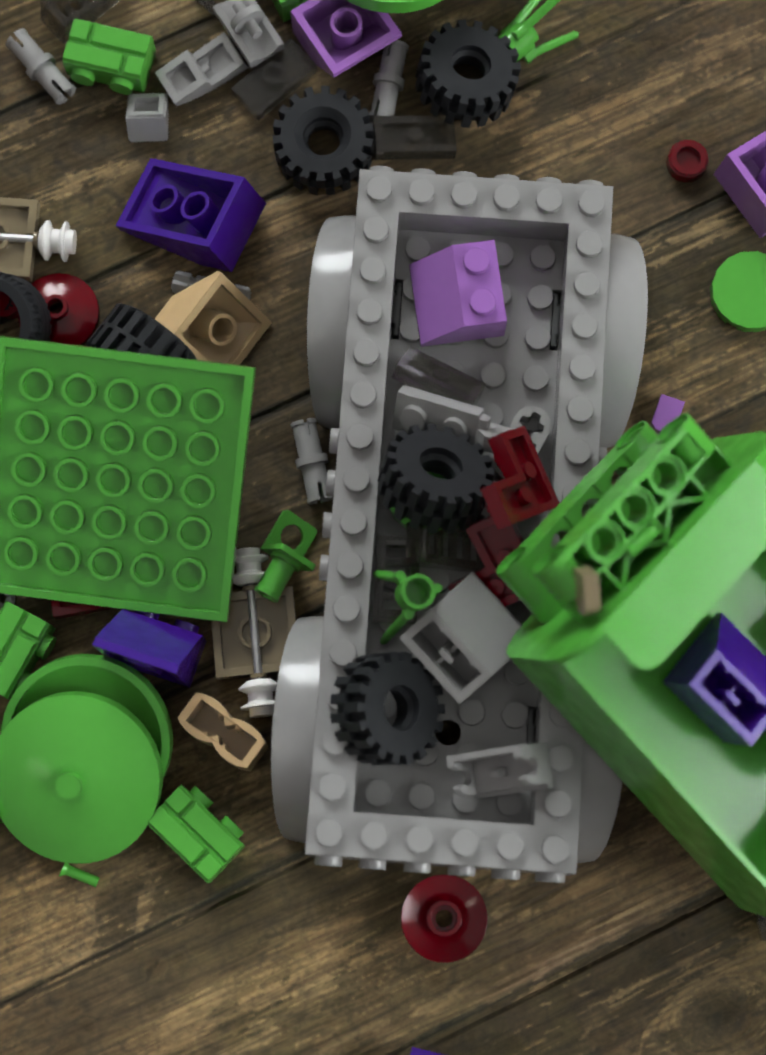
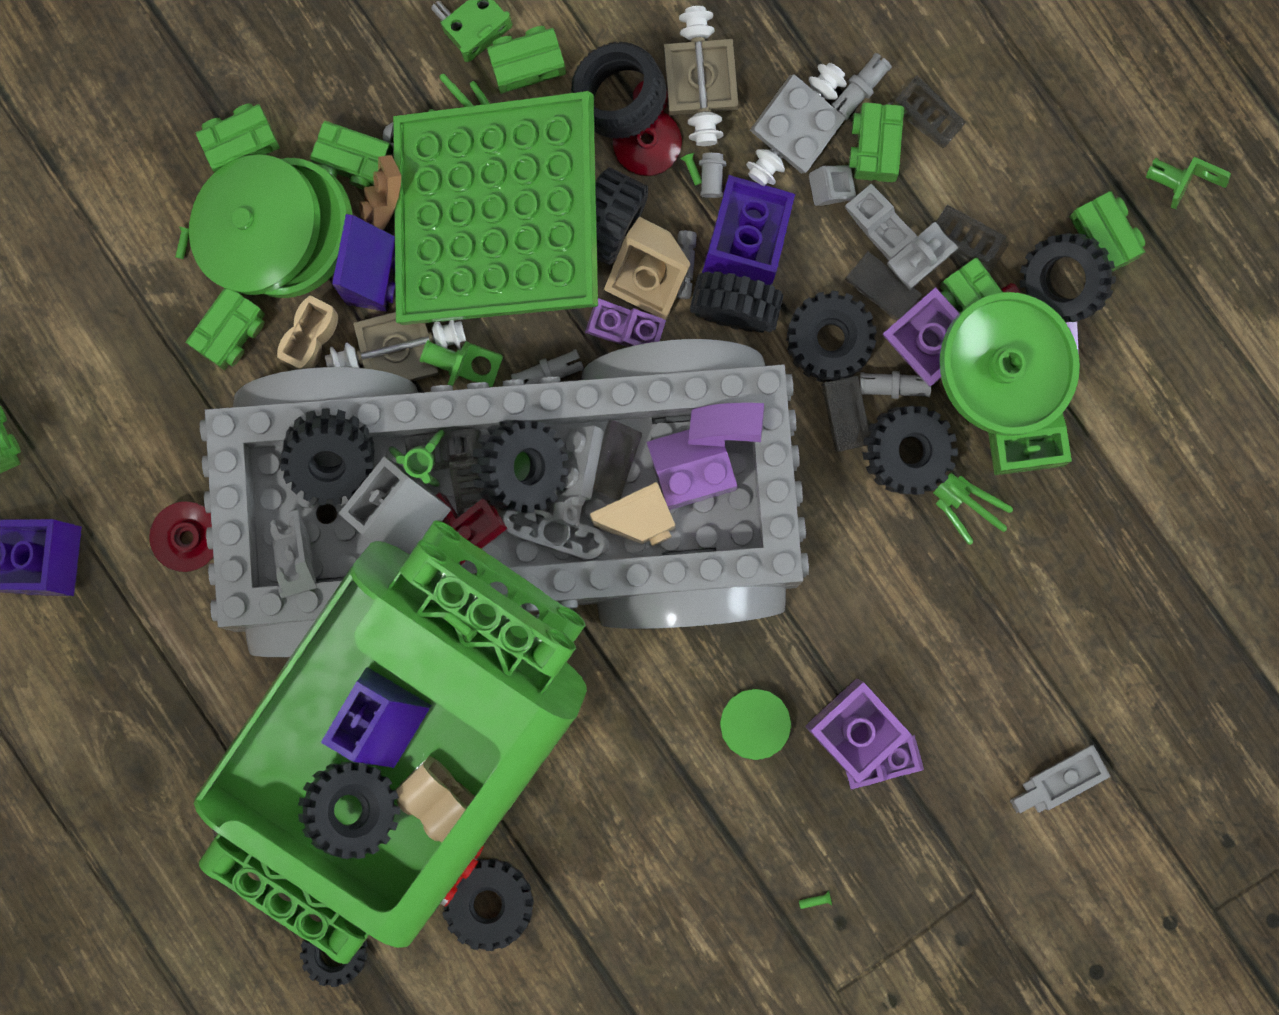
camera: 80 degrees right, 5 degrees up
(71, 139) = (797, 124): none -> light grey plate
(72, 617) = (382, 197): none -> medium nougat slope
(100, 265) = (692, 168): none -> bright green piece
(112, 243) = (712, 175): none -> light grey pin
(269, 228) = (736, 302): none -> black tyre
(275, 363) = (624, 325): none -> medium lavender slope
(418, 239) = (726, 421): none -> medium lavender slope
(511, 358) = (637, 517): none -> tan slope
(526, 486) = (525, 541): dark red plate -> none
(587, 590) = (409, 583): dark tan piece -> none
(666, 410) = (633, 665): medium lavender piece -> none
(687, 161) = (866, 654): dark red tile -> none

